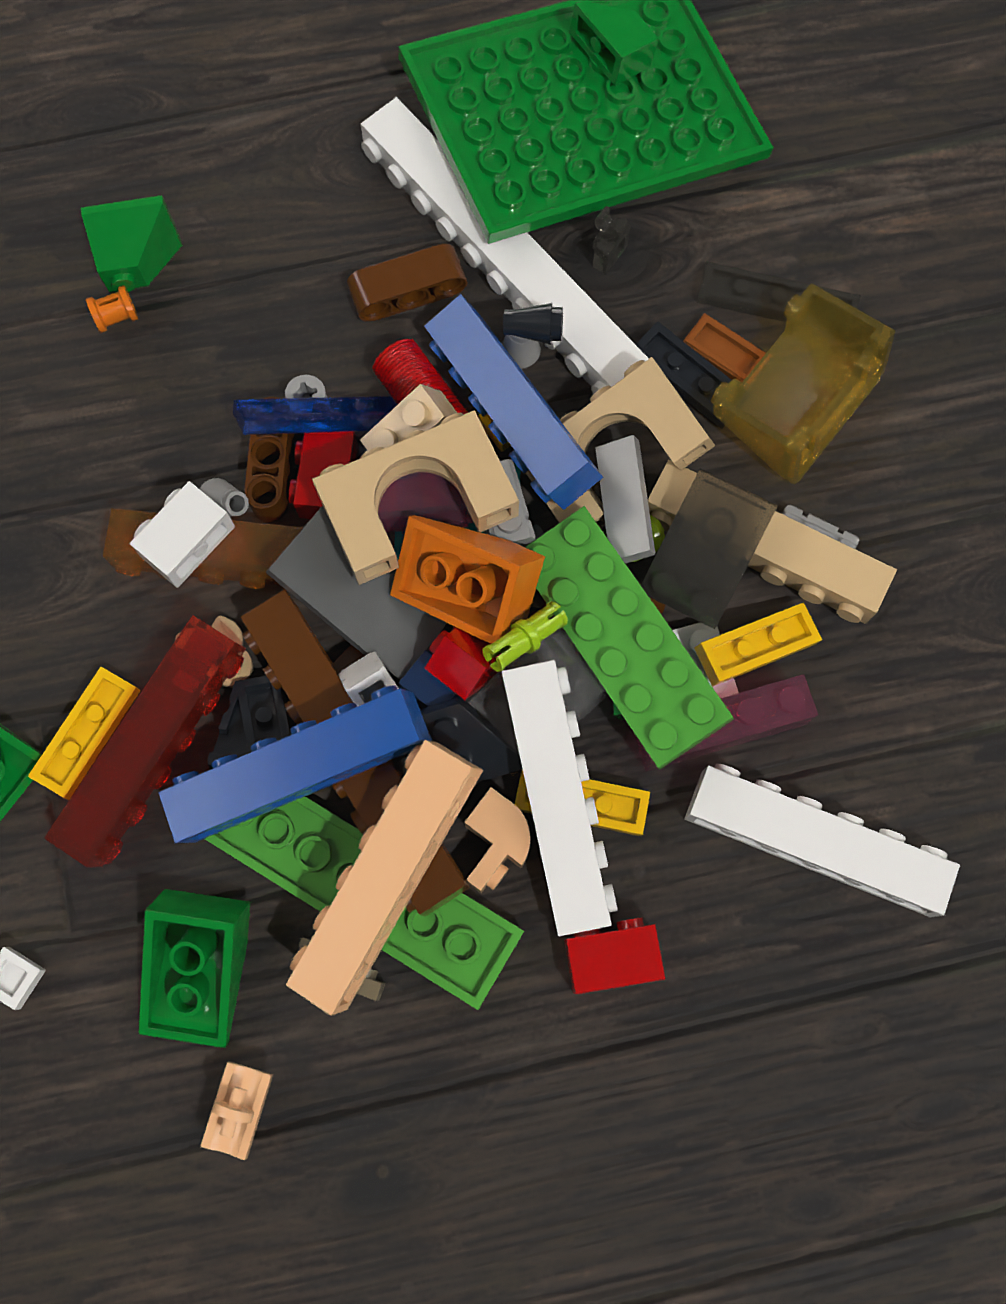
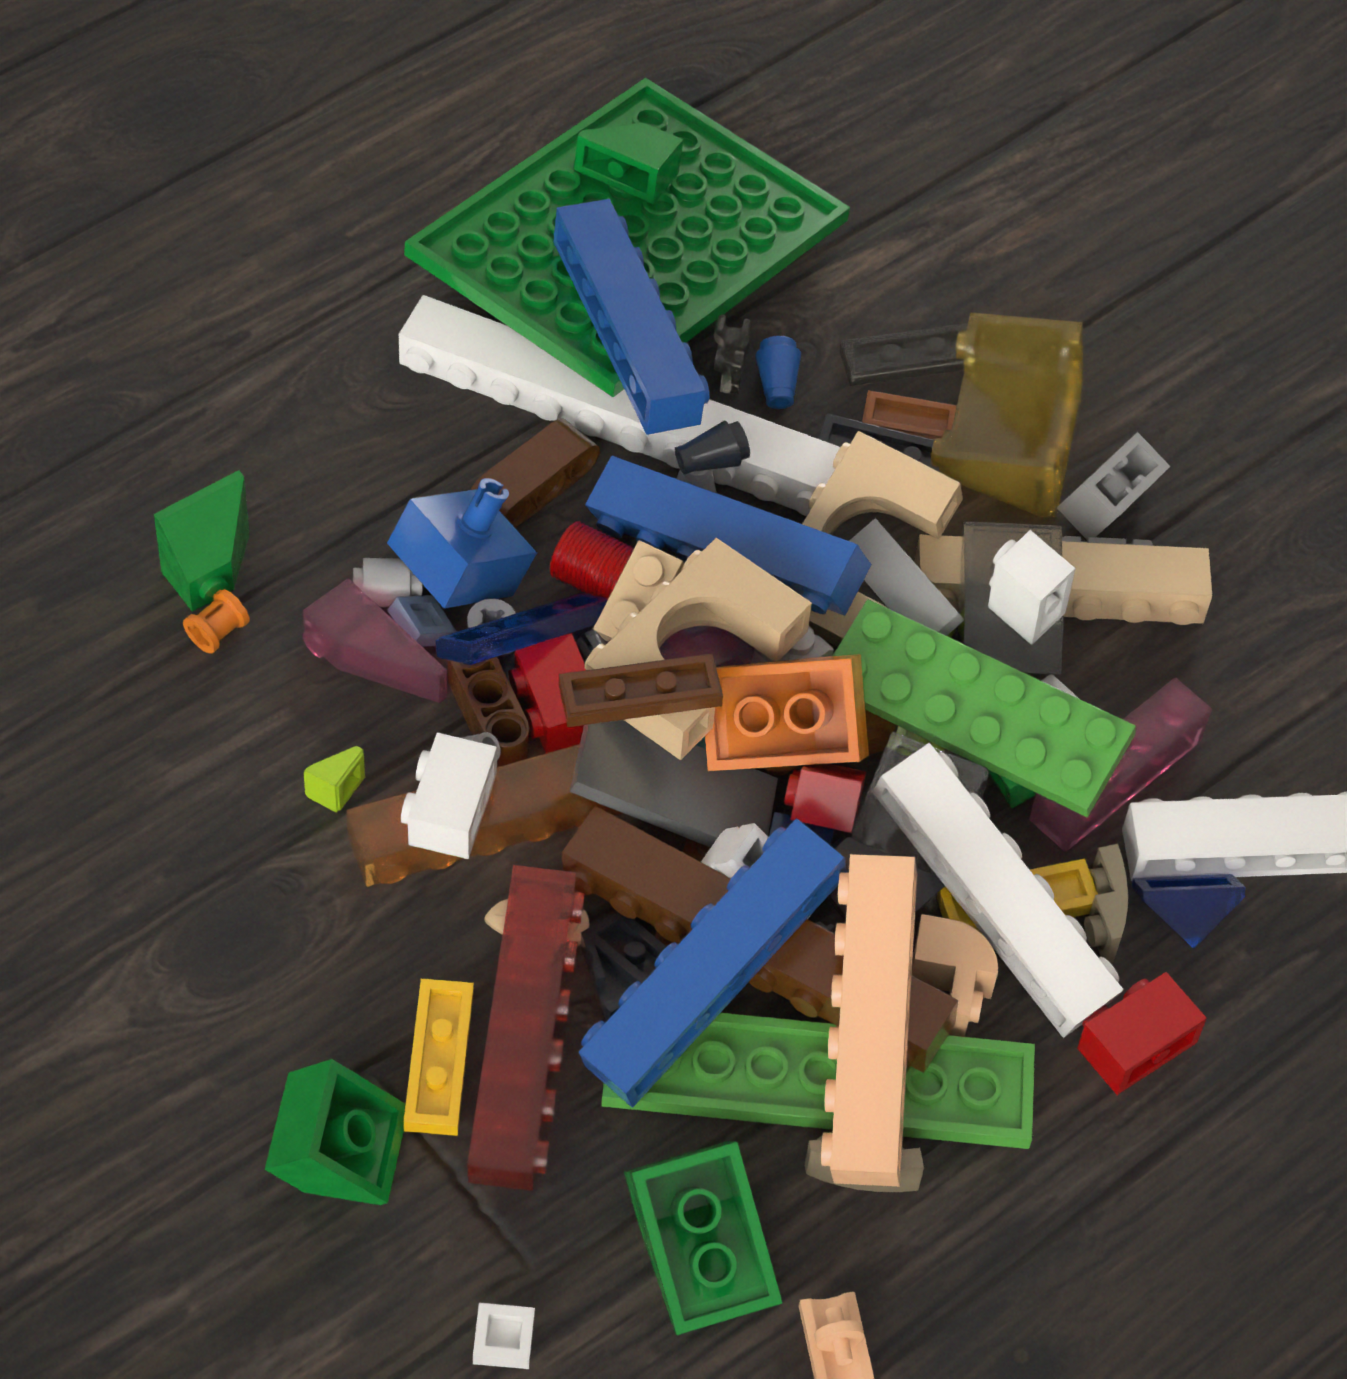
camera: 30 degrees left, 20 degrees down
(130, 475) = (335, 778): none -> lime slope
(205, 365) = (370, 644): none -> clear pink slope
(251, 329) = (386, 580): none -> light grey brick
(258, 371) = (421, 618): none -> sand blue plate
(310, 324) = (463, 545): none -> blue brick
(337, 522) = (640, 690): none -> reddish brown tile
(525, 636) = (882, 739): lime pin -> none
(528, 180) = (630, 317): none -> blue brick
(642, 268) = (778, 369): none -> blue cone
(643, 848) = (1110, 906): none -> dark tan slope
(710, 556) = (1030, 586): none -> white brick
(718, 861) = (1191, 903): none -> clear blue slope
(757, 644) = (1117, 668): yellow plate -> none
(851, 481) = (1113, 487): none -> light grey brick

